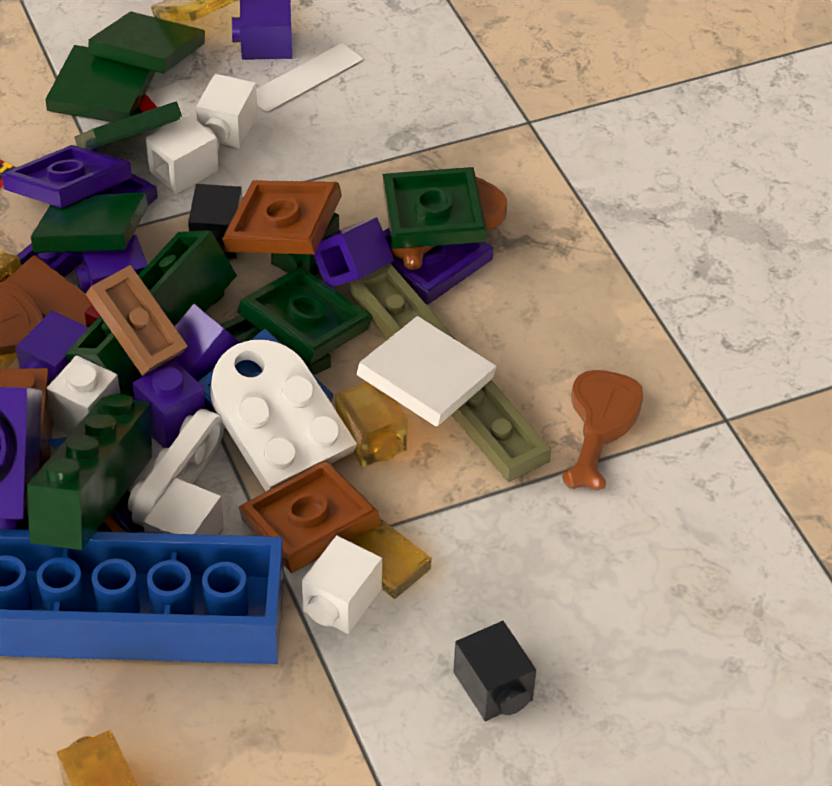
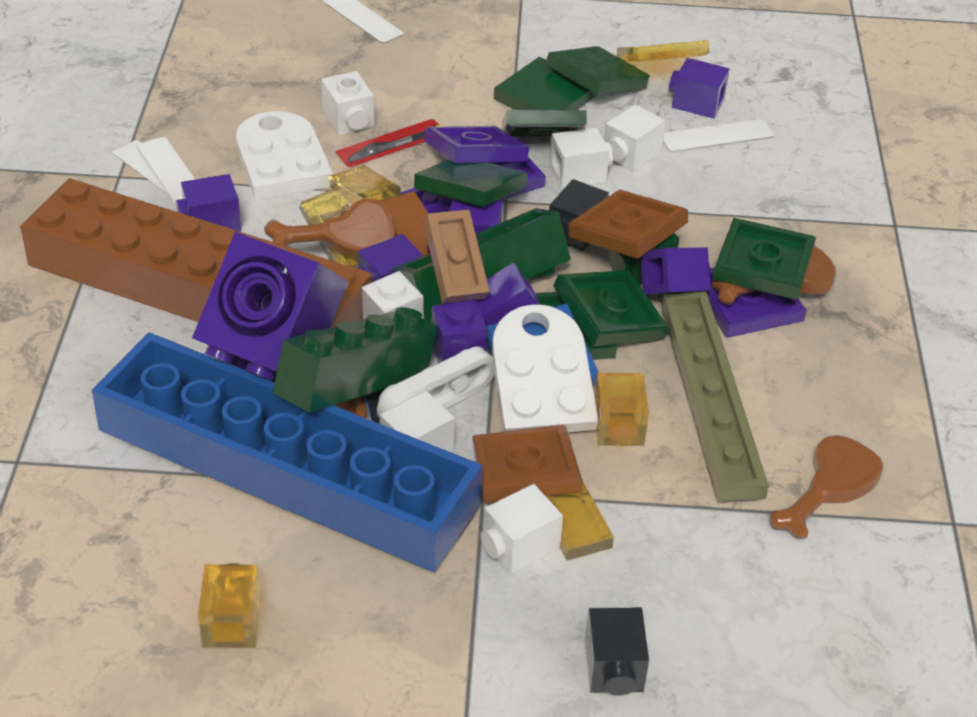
camera: 25 degrees right, 5 degrees down
(426, 371) = (686, 381): white tile -> none

